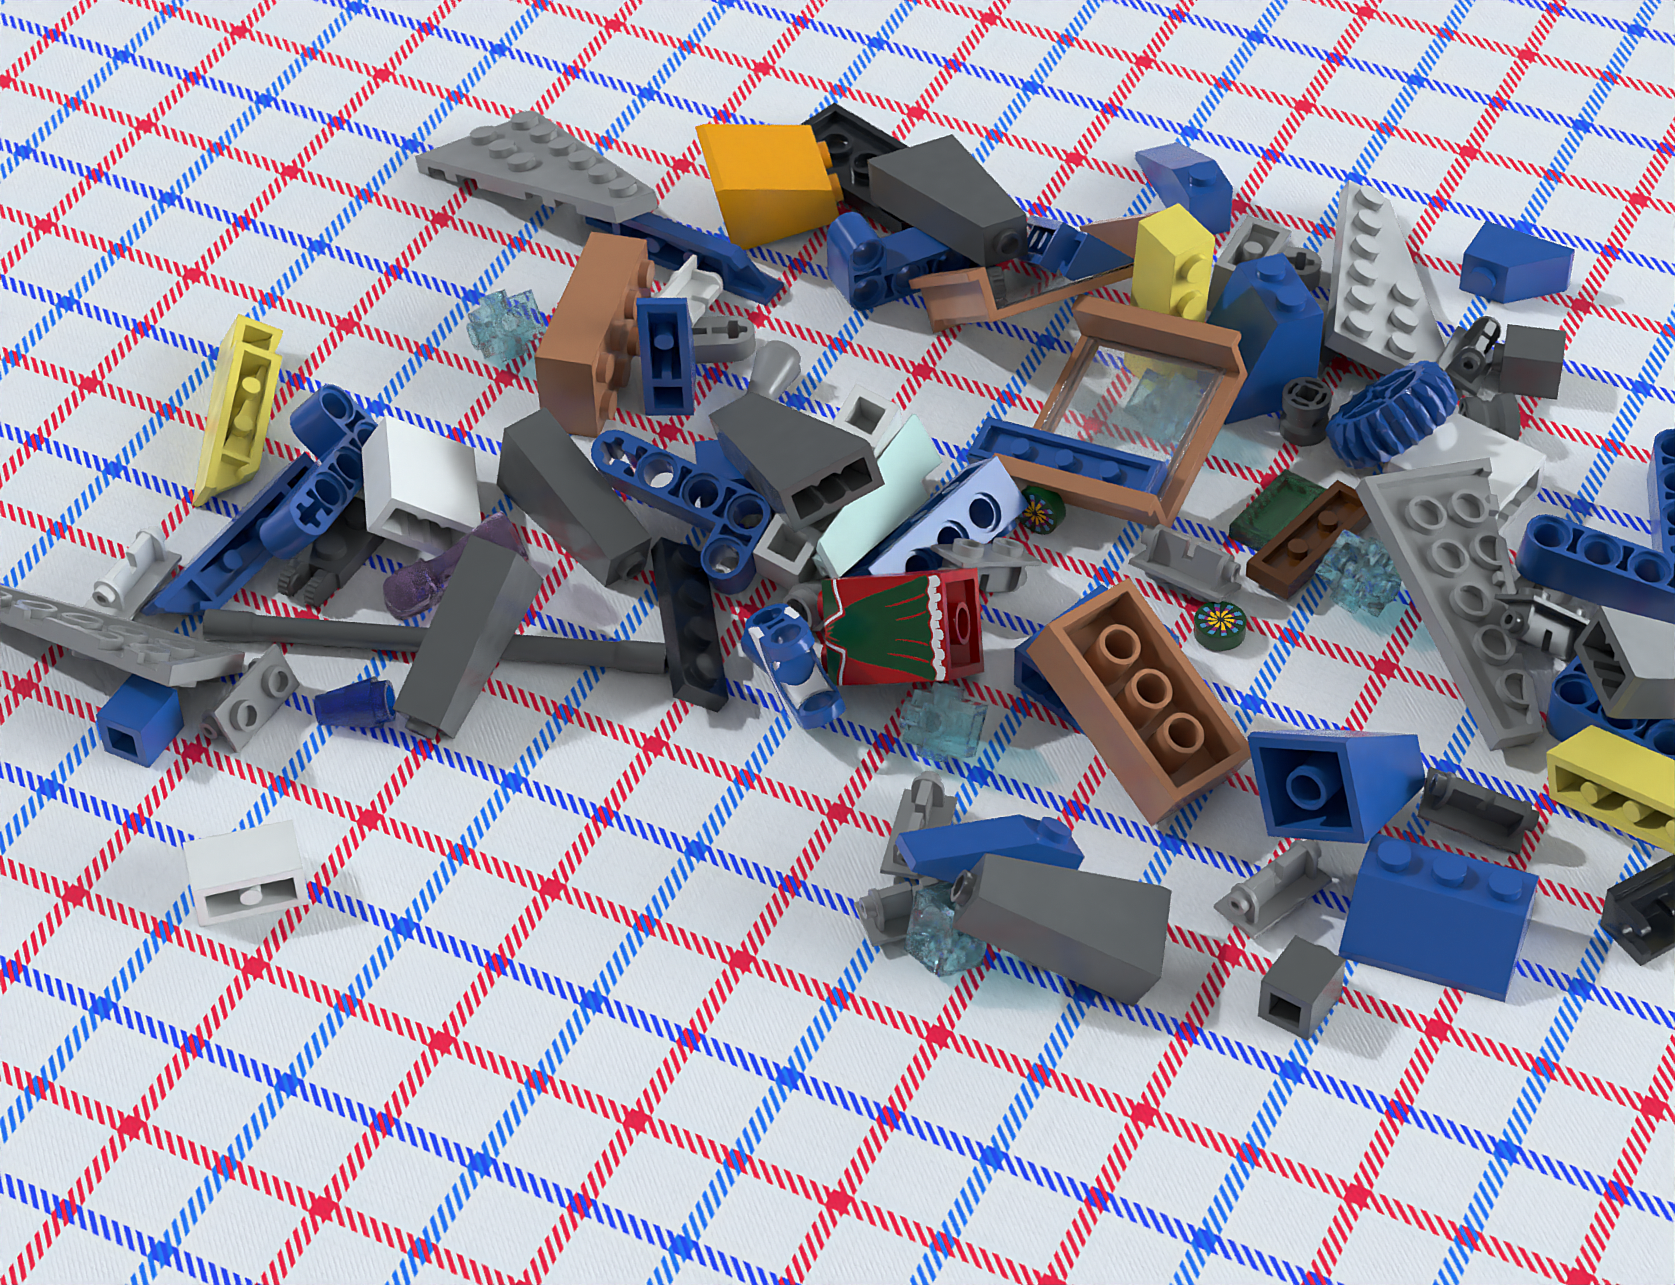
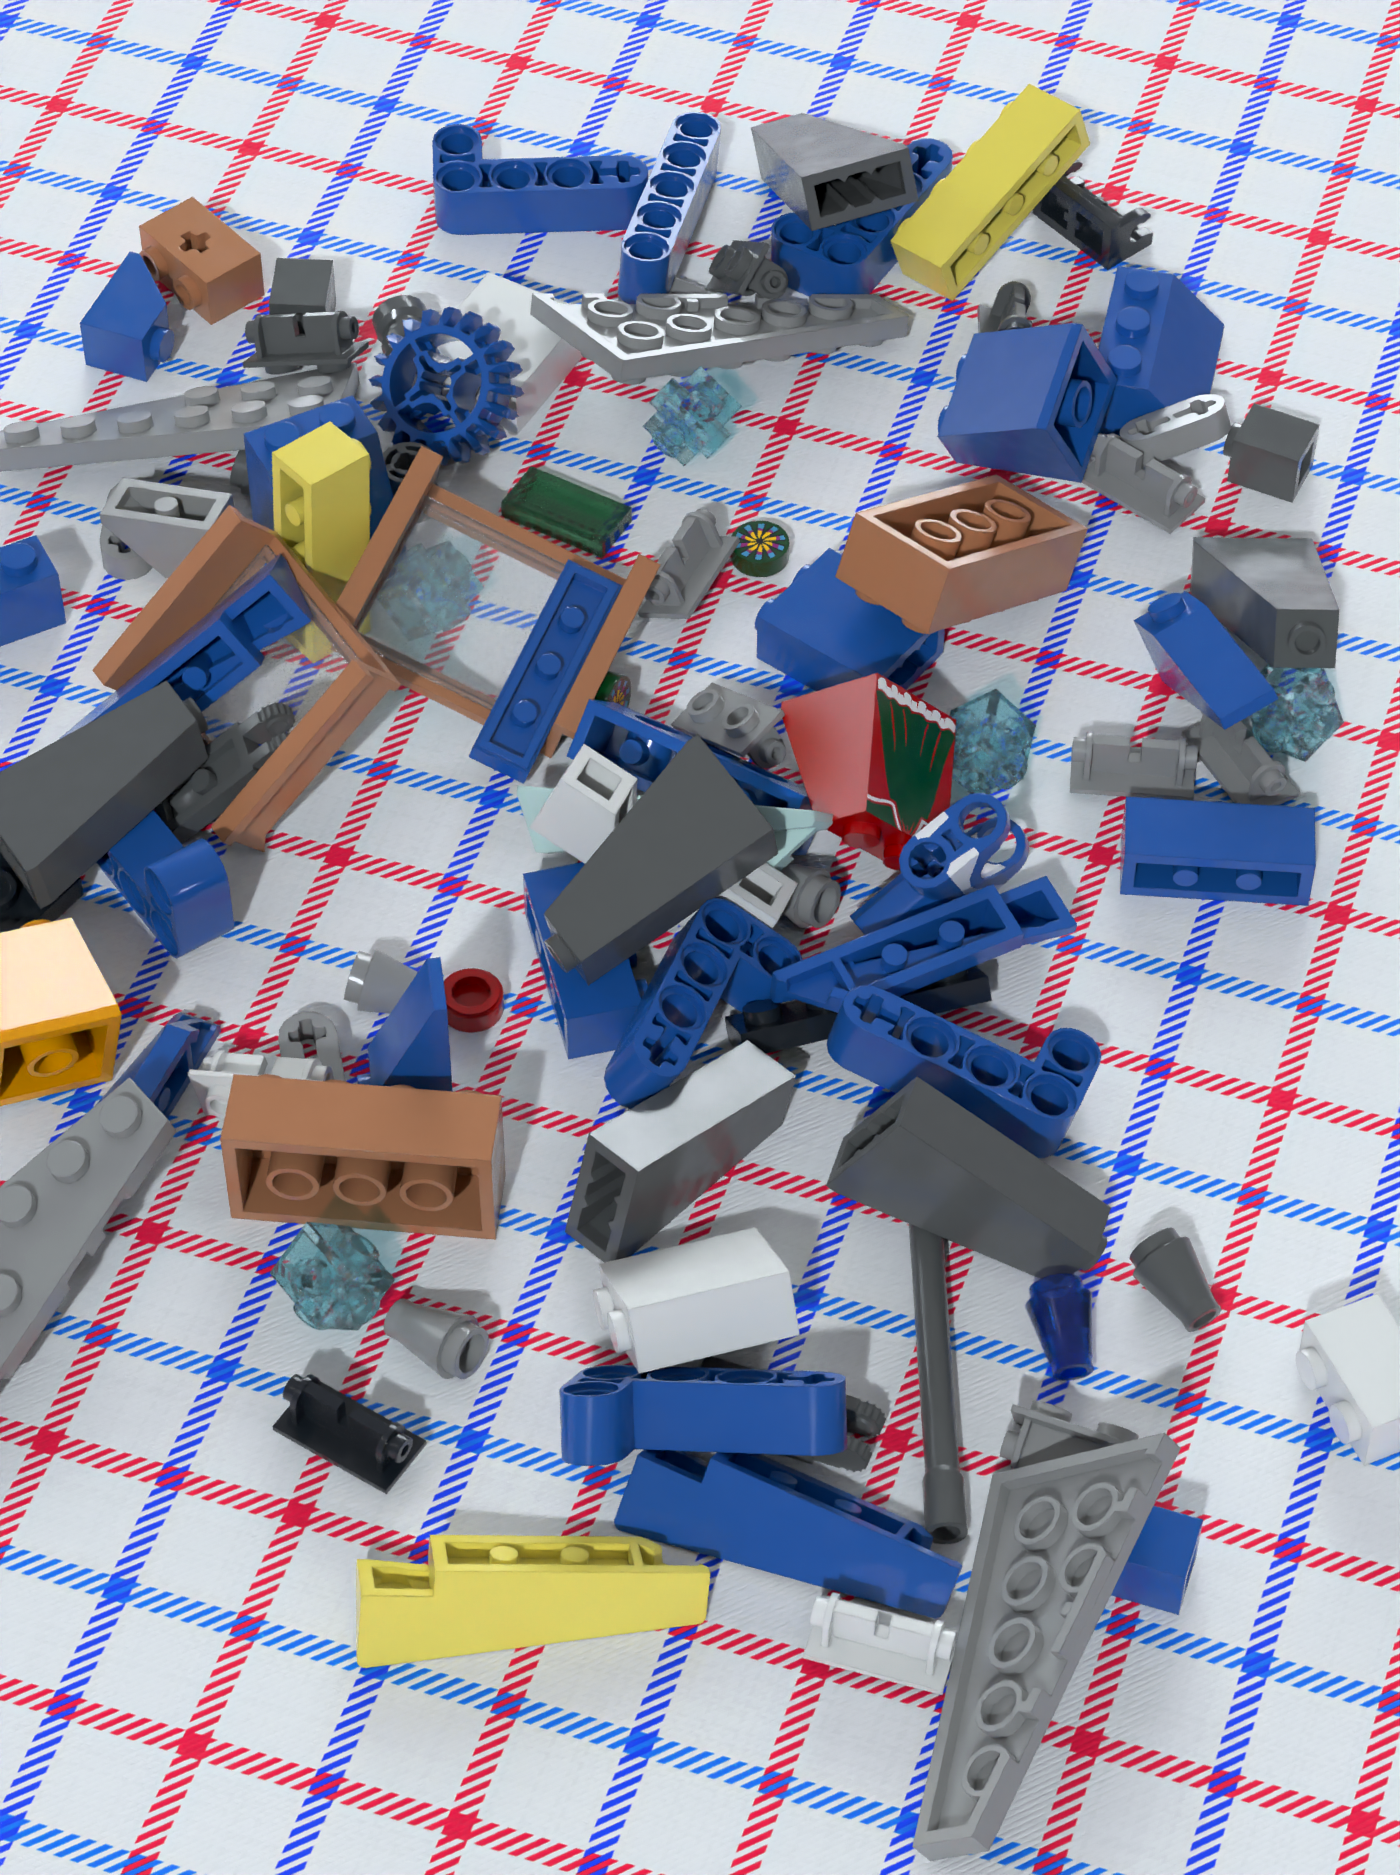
camera: 100 degrees left, 5 degrees up
(378, 776) = (1175, 1277): none -> dark grey cone
(389, 341) = (347, 1433): none -> black hinge
(423, 584) = (863, 1283): clear purple piece -> none
(448, 383) = (440, 1338): none -> light grey cone
(620, 598) = (1022, 1099): none -> blue beam
(716, 655) = (928, 945): none -> blue wedge
(807, 867) = (1217, 851): none -> blue brick
(1303, 544) = (618, 472): reddish brown plate -> none
(1322, 904) = (1178, 428): none -> light grey beam
(1589, 304) = (201, 260): none -> nougat brick

